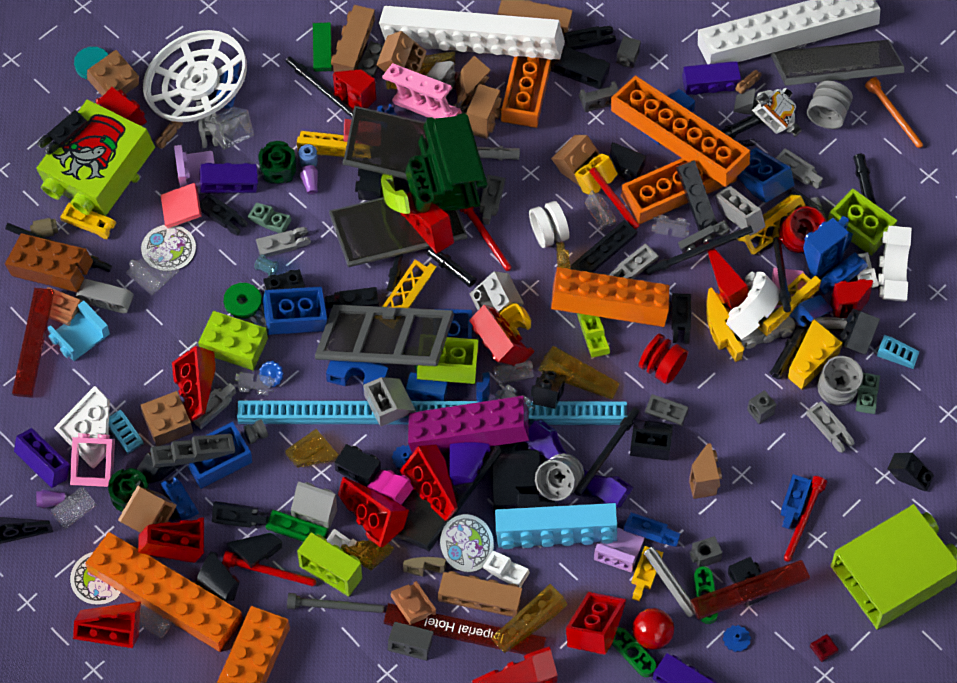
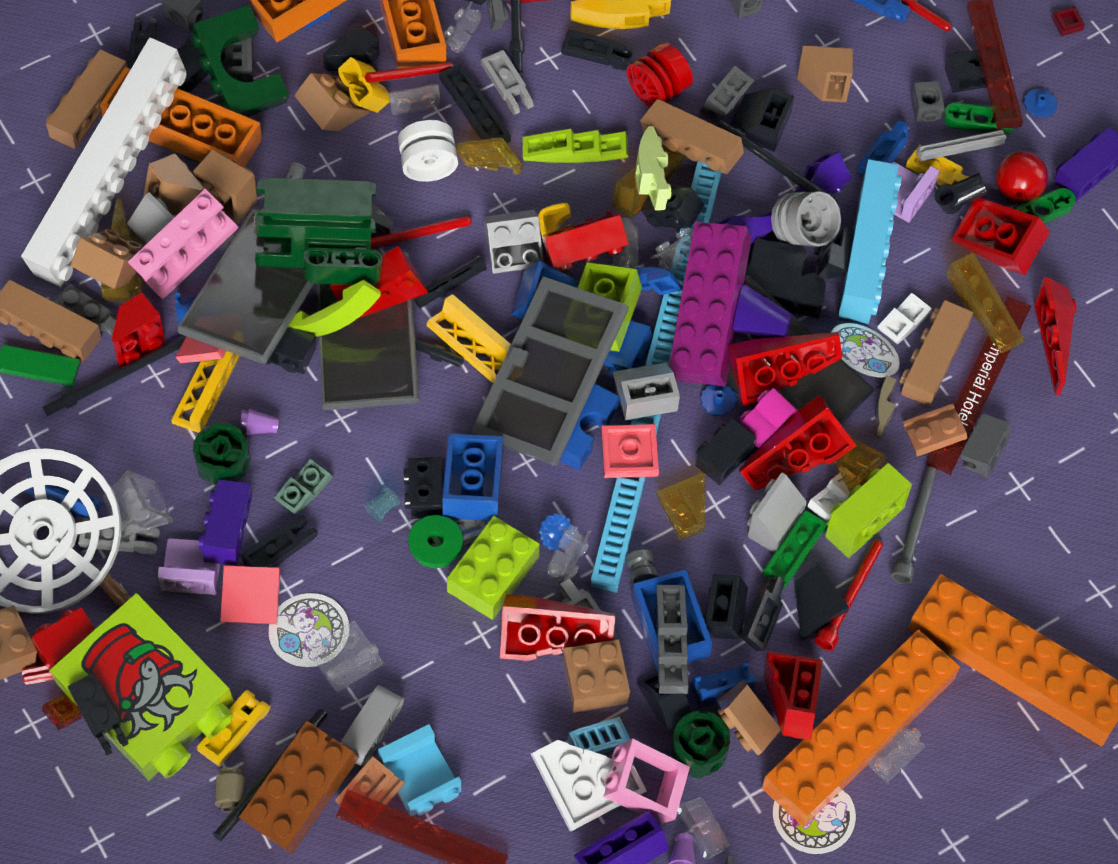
camera: 80 degrees left, 0 degrees up
(109, 624) = (903, 802): red wedge -> none
(217, 578) = (857, 656): black slope -> none
(234, 487) = (726, 606): none -> black brick
(283, 242) = (347, 482): light grey hinge -> none
(307, 155) = (224, 411): medium blue brick -> none
(340, 403) = (629, 451): none -> coral tile
(354, 297) = (464, 405): black hinge -> none
(576, 362) = (650, 169): none -> yellowish green slope
(594, 69) = (211, 39): none -> dark green arch
(610, 297) = (557, 109): orange brick -> none
(614, 390) = (694, 137): none -> medium nougat brick
(623, 586) = (963, 192): none -> black piece

